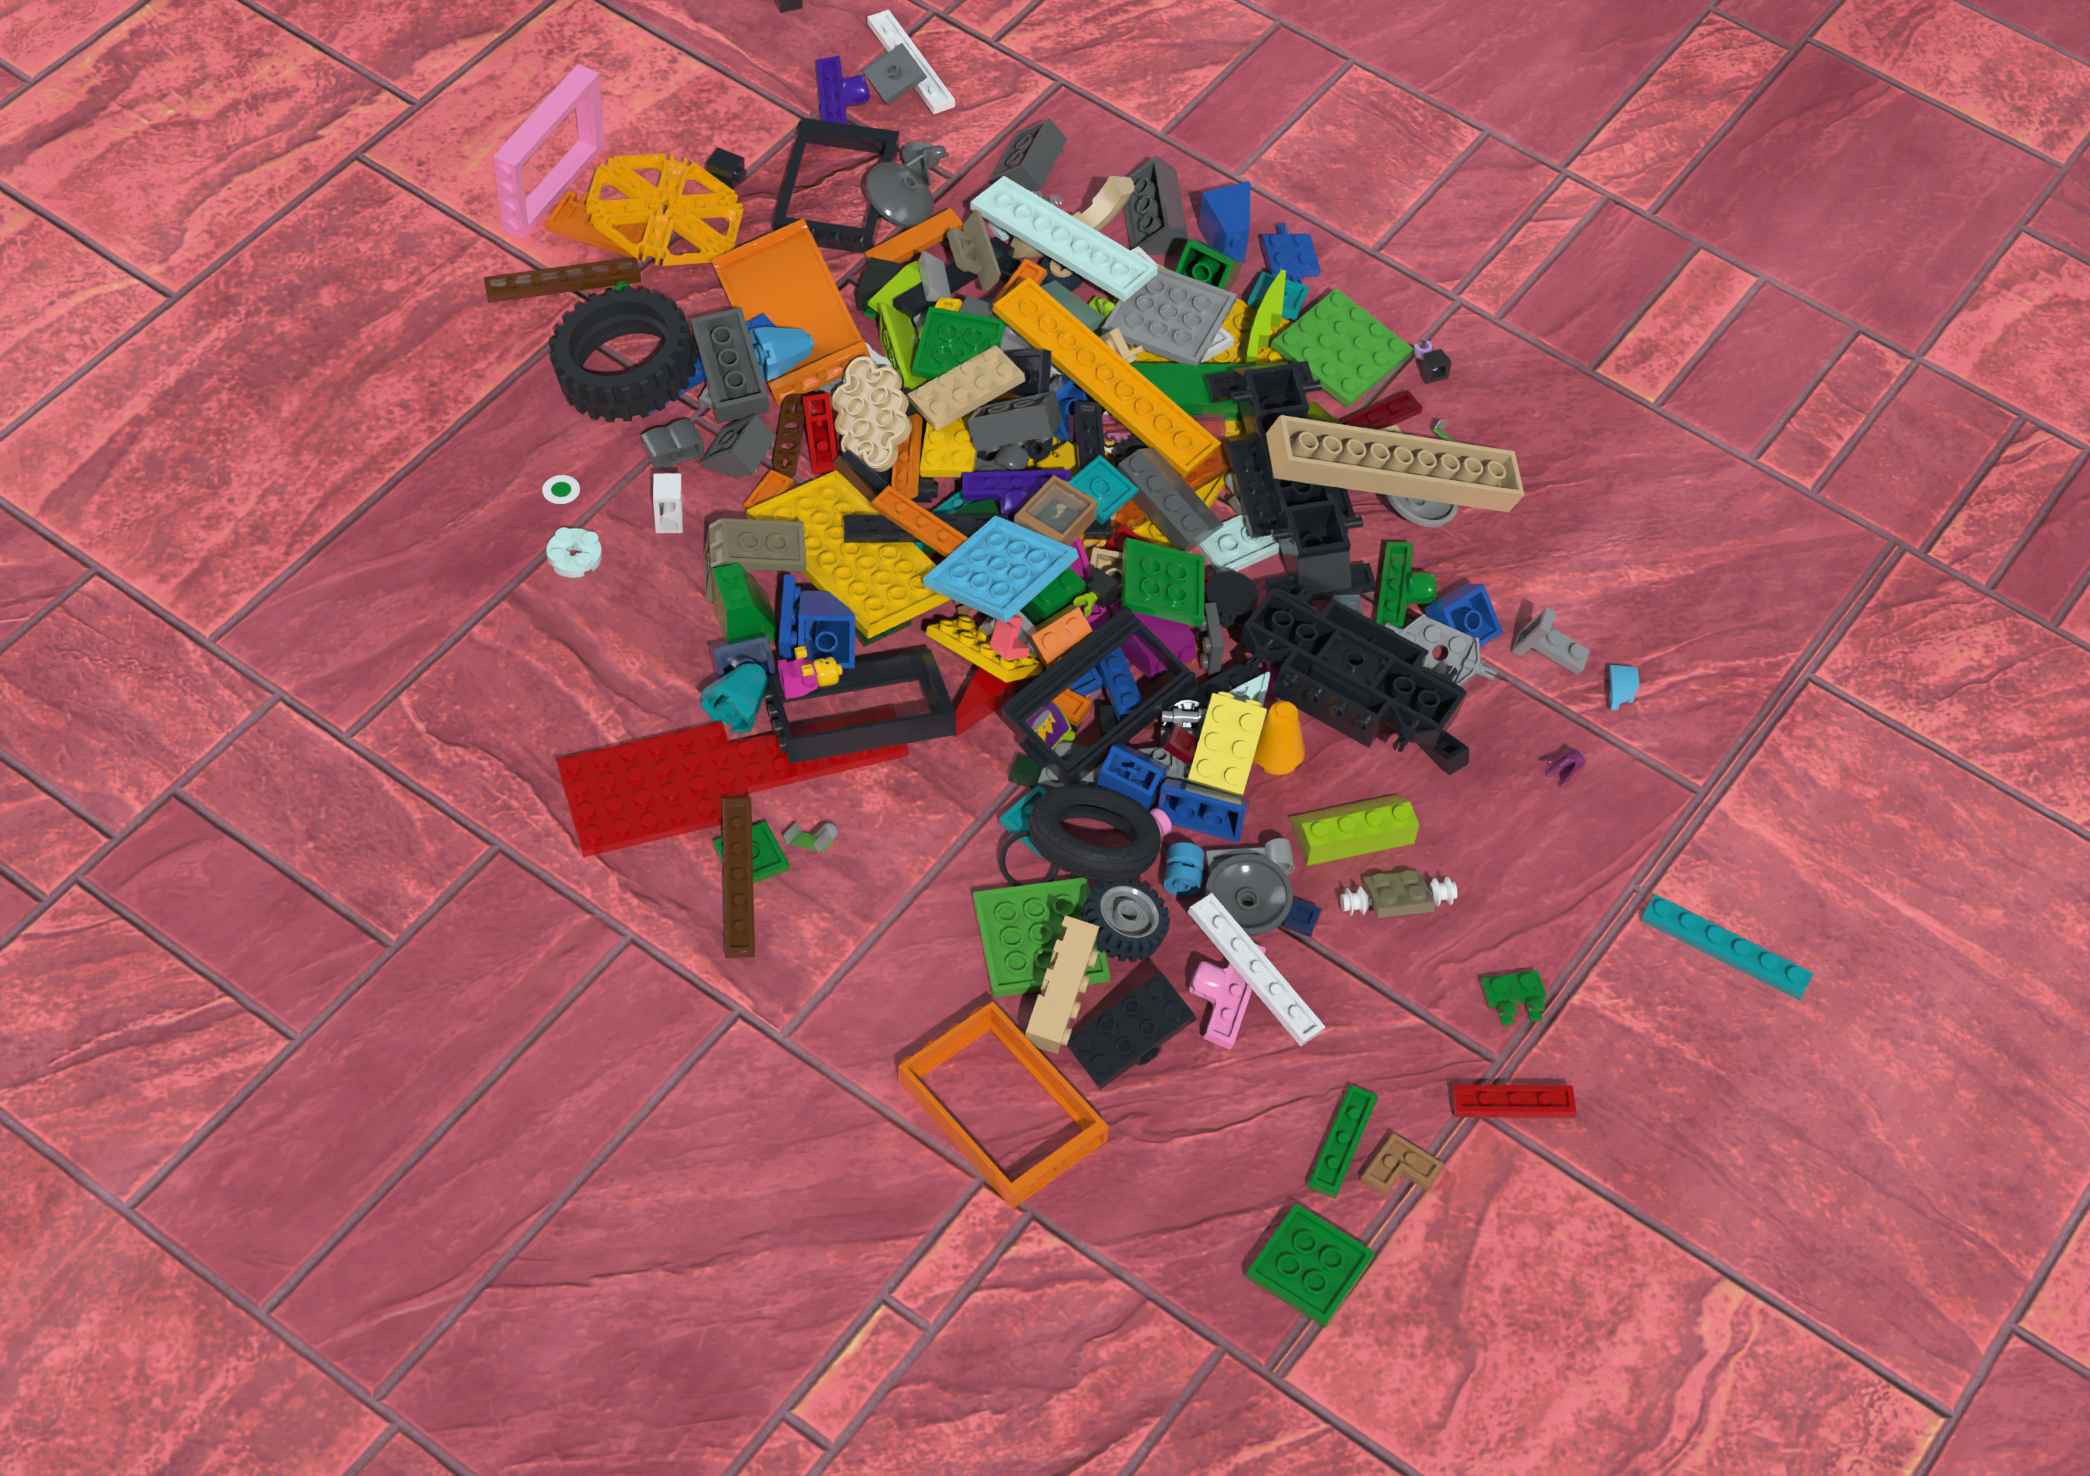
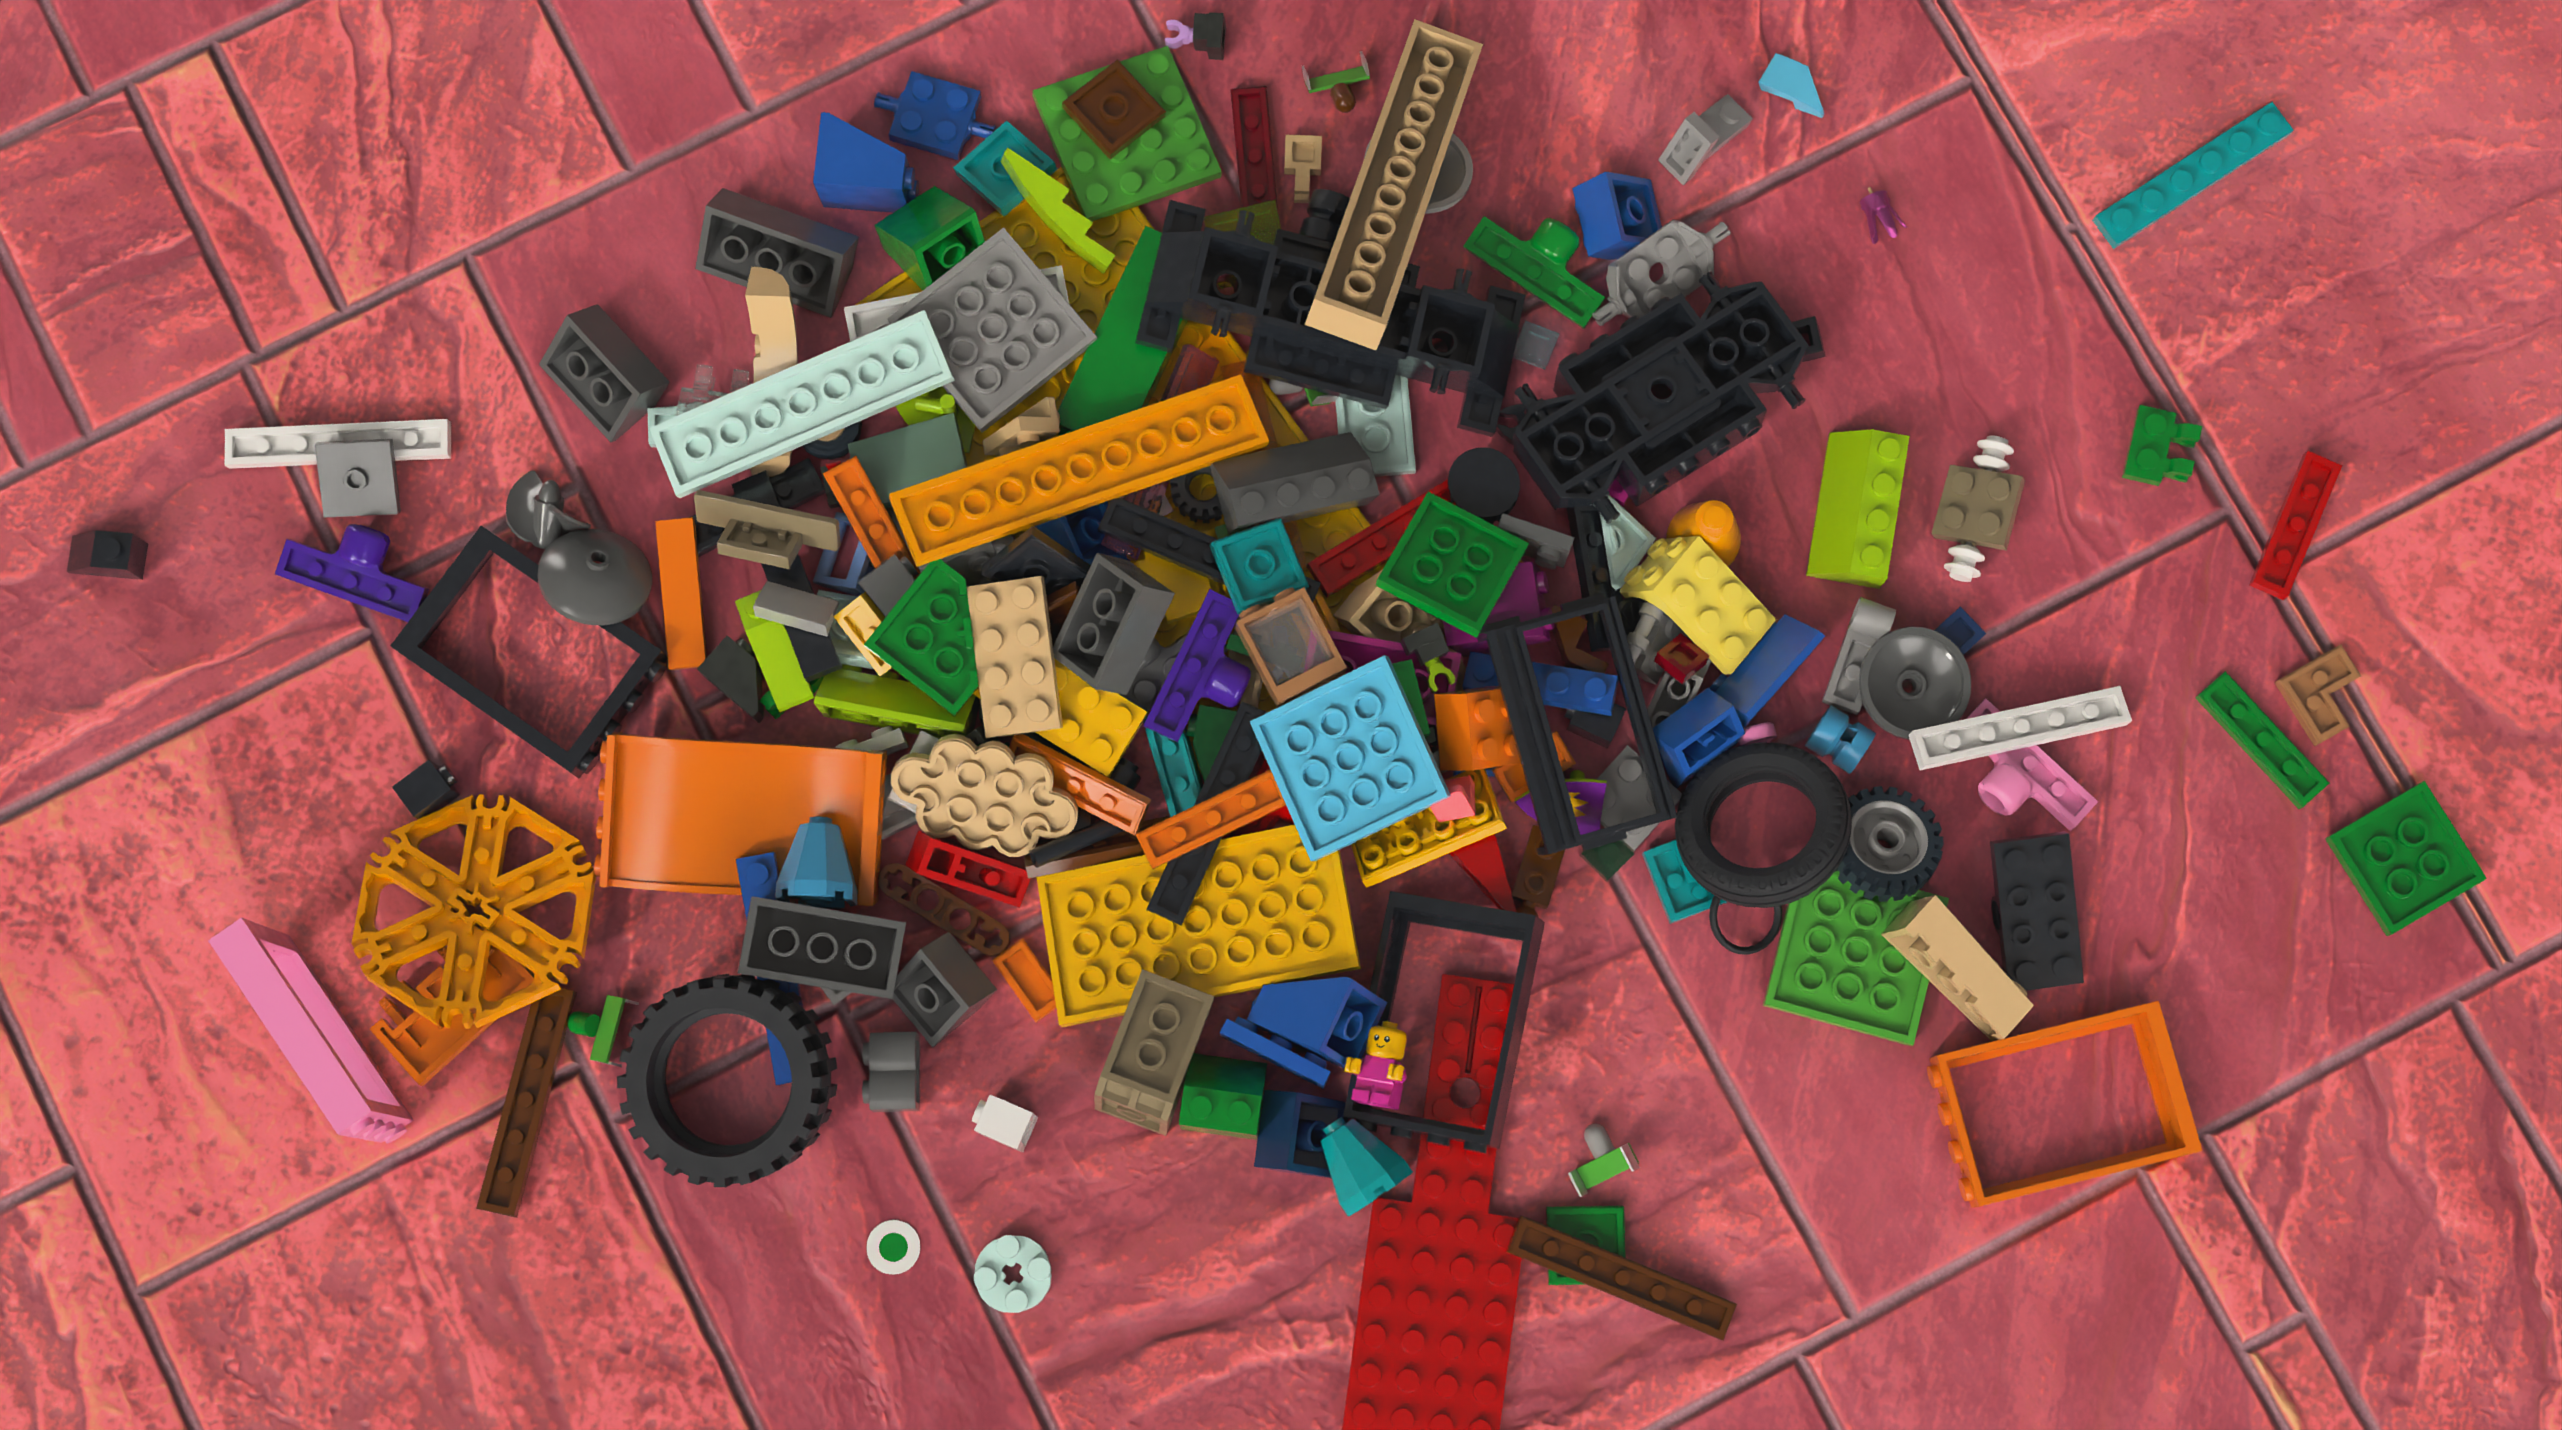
camera: 60 degrees left, 25 degrees up
(984, 737) = (1536, 875): none -> reddish brown plate
(1350, 328) = (1113, 109): none -> reddish brown tile

